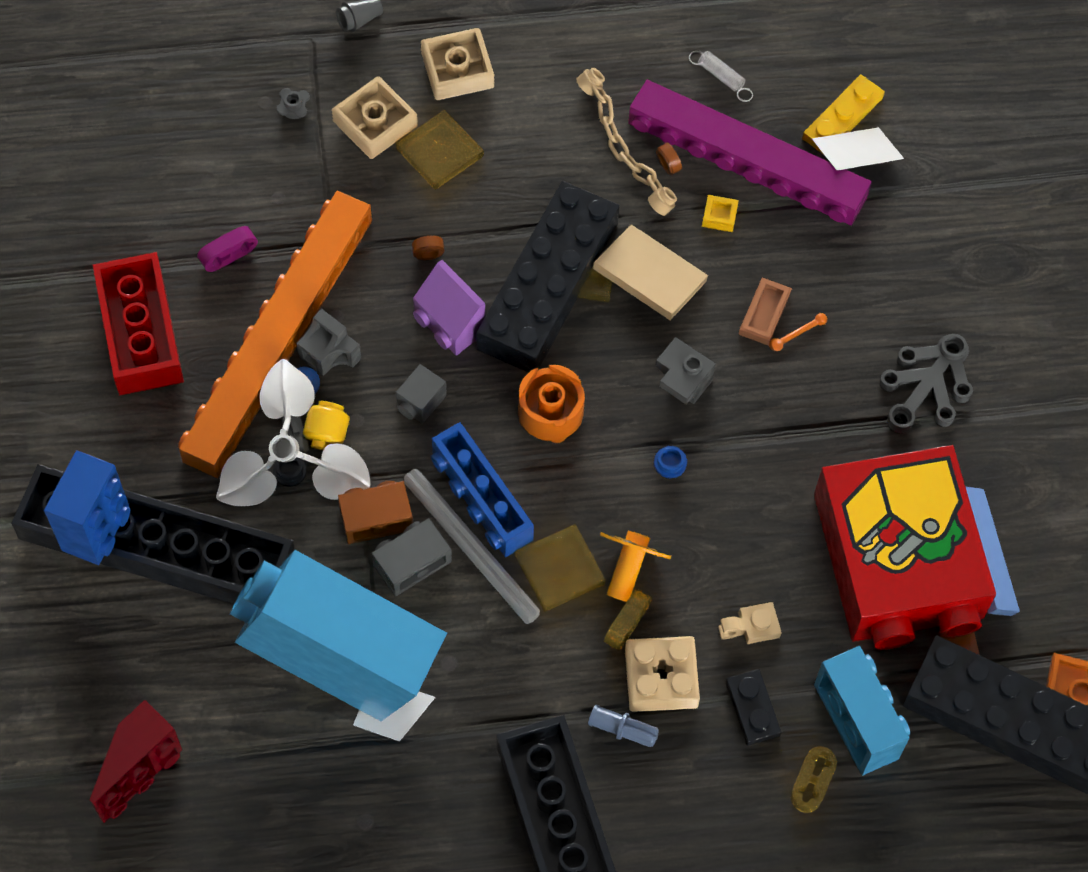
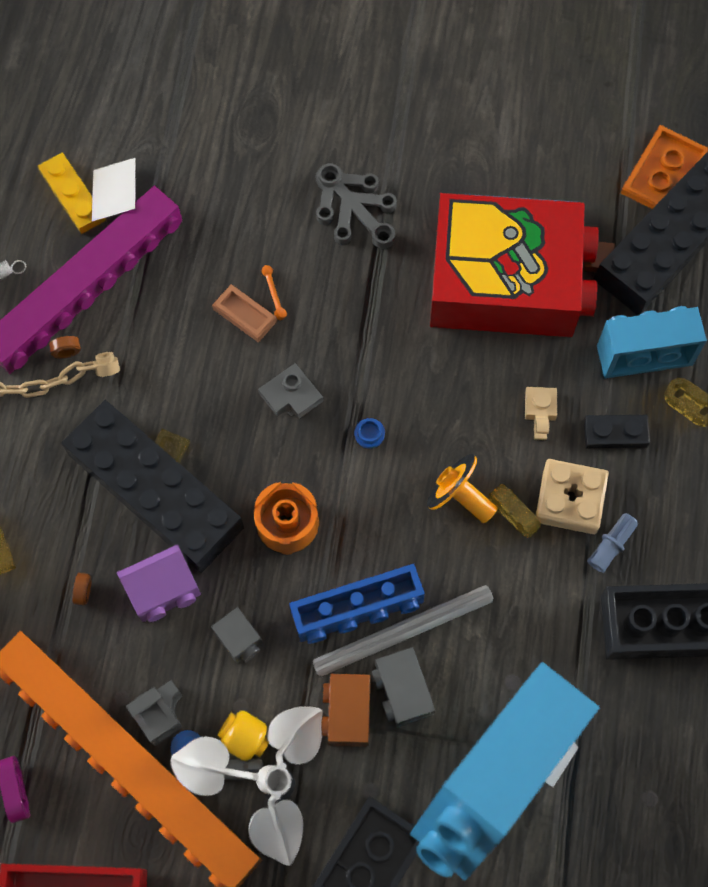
camera: 70 degrees left, 5 degrees up
(560, 567) = (446, 556): clear yellow tile -> none
(650, 272) = (175, 396): tan tile -> none
(720, 213) = (133, 321): yellow tile -> none

